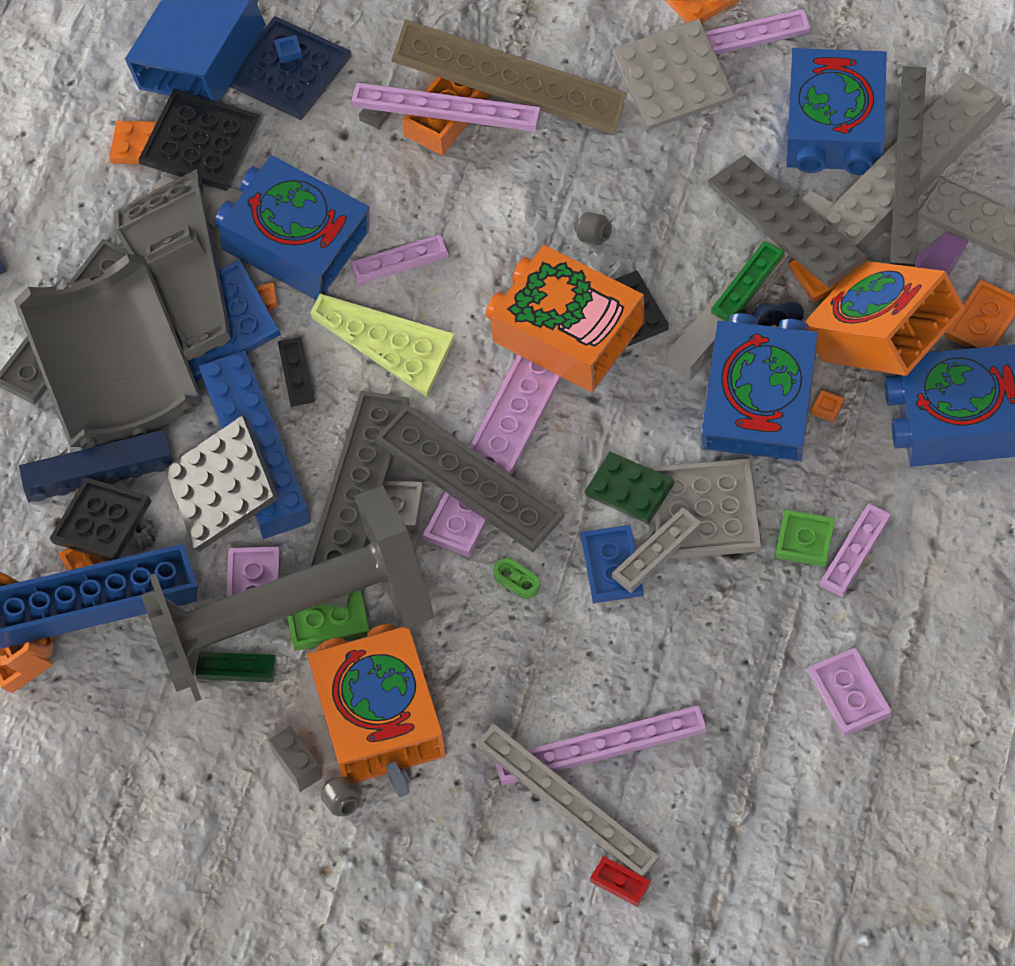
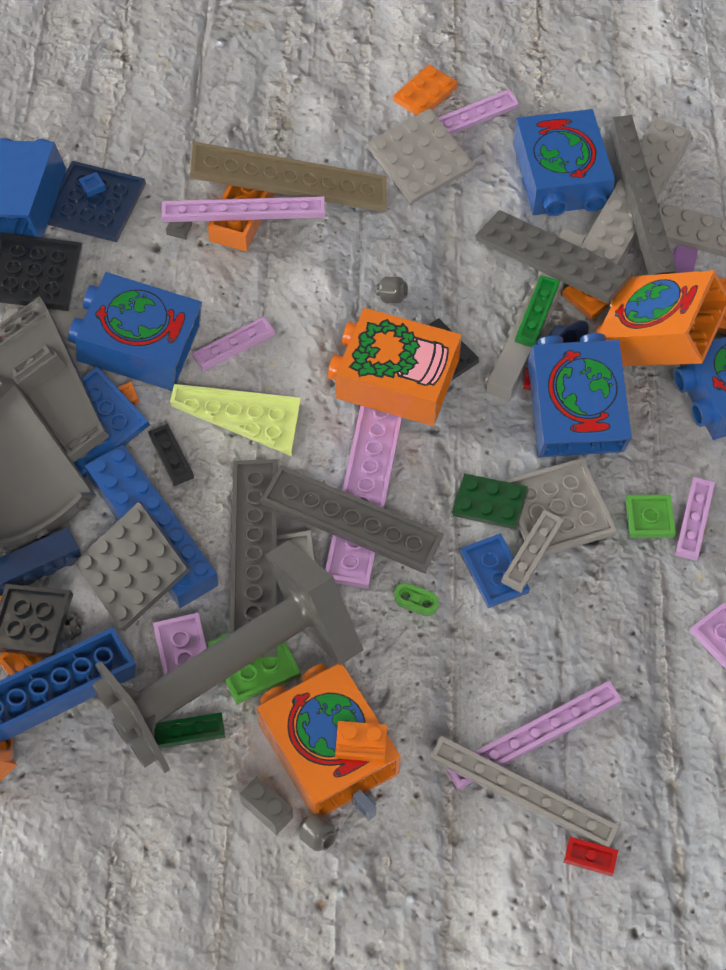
camera: 20 degrees left, 0 degrees up
(404, 710) = (361, 741): none -> orange plate
(827, 406) = (634, 402): orange plate -> none

